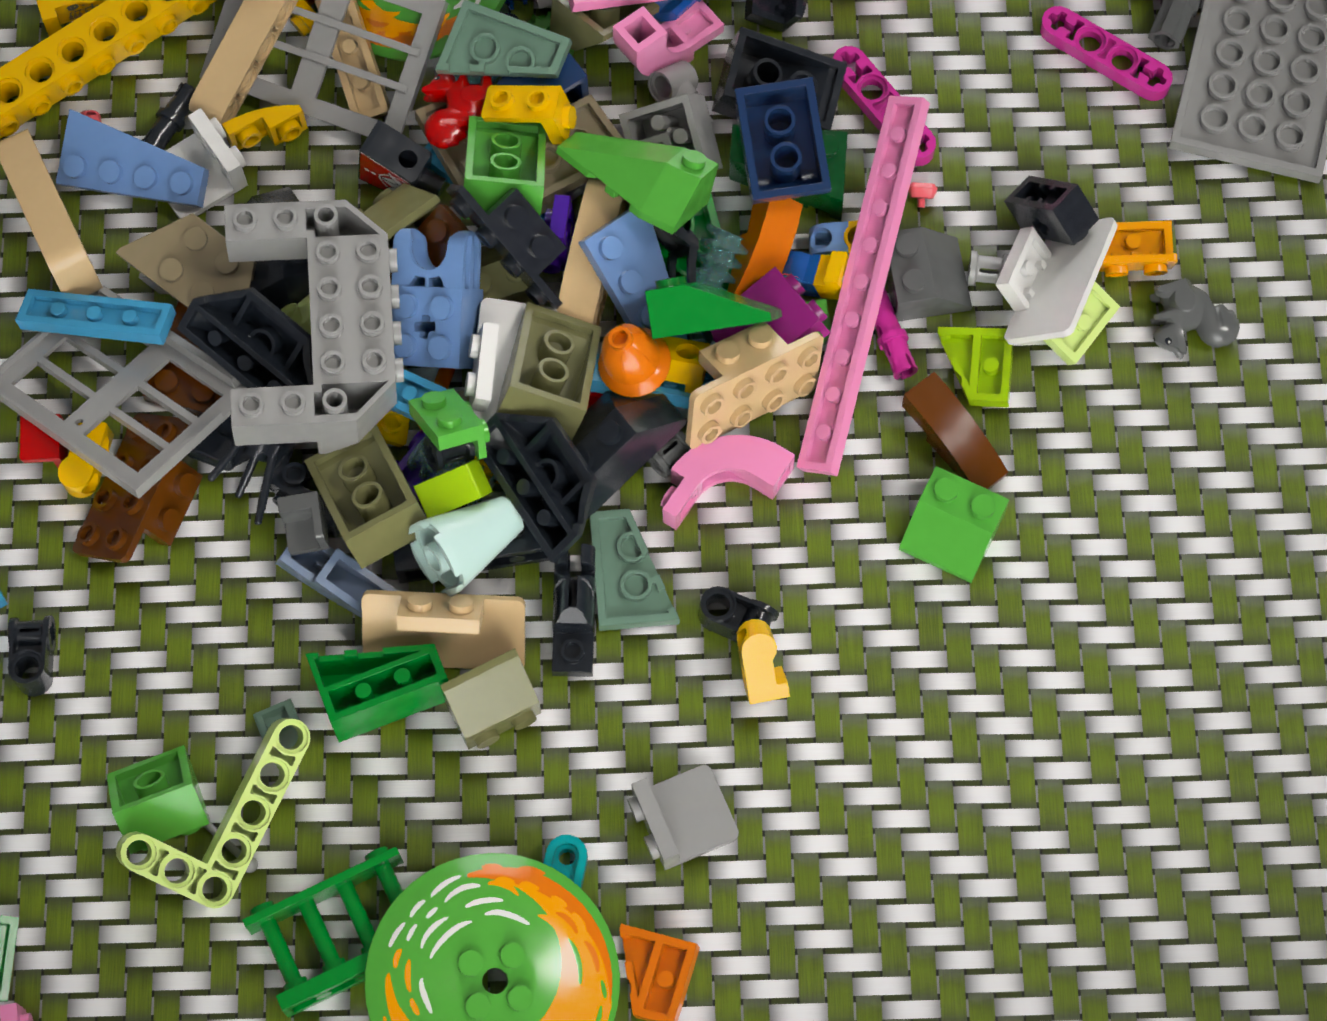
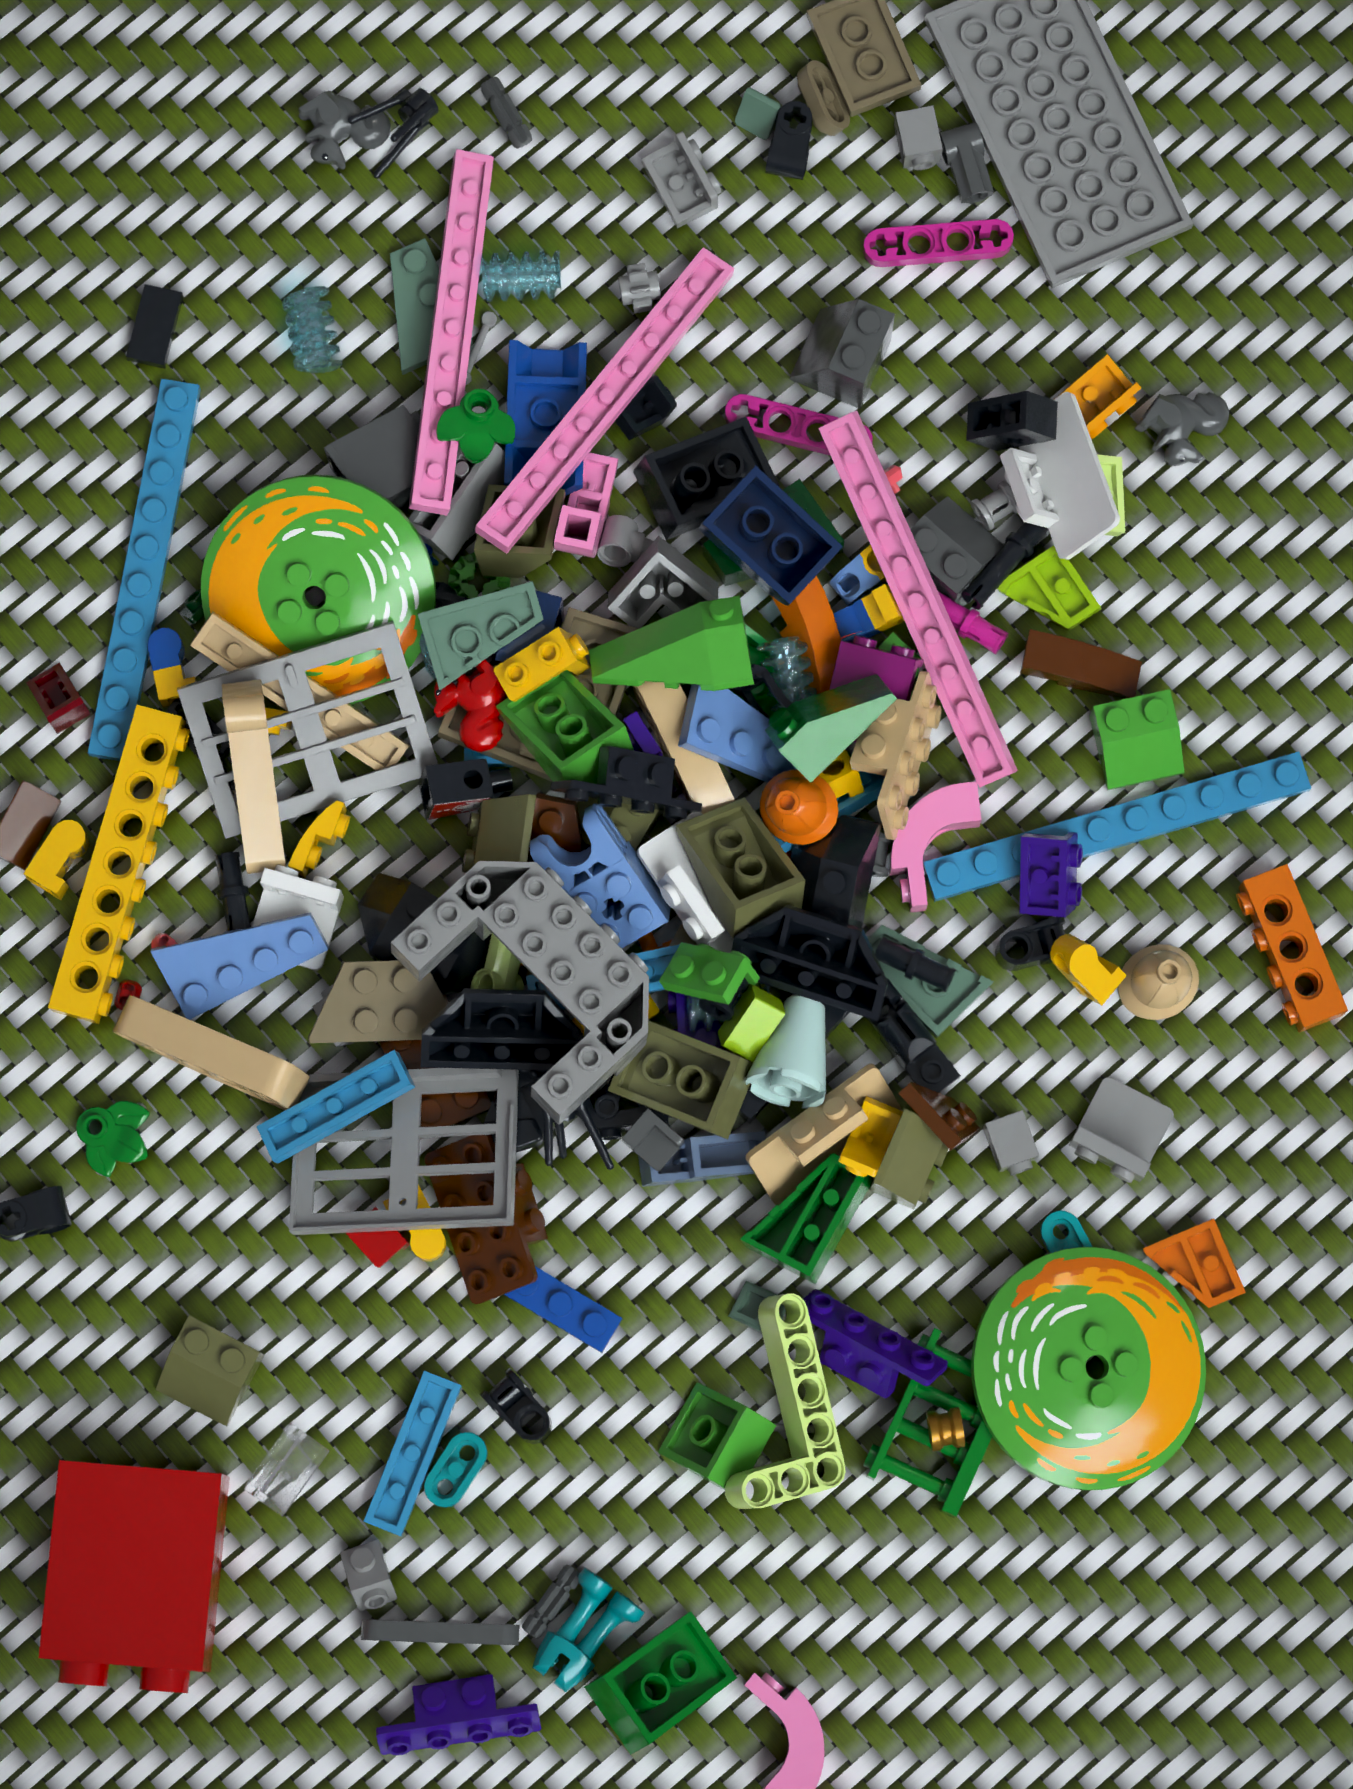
camera: 40 degrees left, 10 degrees up
(38, 133) = (125, 989): none -> red rock
(136, 609) = (568, 1310): none -> blue plate
(331, 820) = (867, 1349): none -> dark purple bracket
(333, 932) = (945, 1429): none -> pearl gold wheel
(454, 659) = (870, 1140): none -> yellow bracket
(545, 686) = (943, 1115): none -> reddish brown wing
(586, 755) = (1011, 1143): none -> light grey brick
(626, 554) = (914, 964): none -> black pin
(794, 570) = (1050, 874): none -> dark purple bracket
(814, 727) = (1158, 982): none -> tan hat
(884, 581) = (1126, 823): none -> dark azure plate
(934, 845) = (1280, 889): none -> orange brick
(968, 76) = (845, 350): none -> dark grey slope
(979, 312) = (1017, 547): none -> black pin

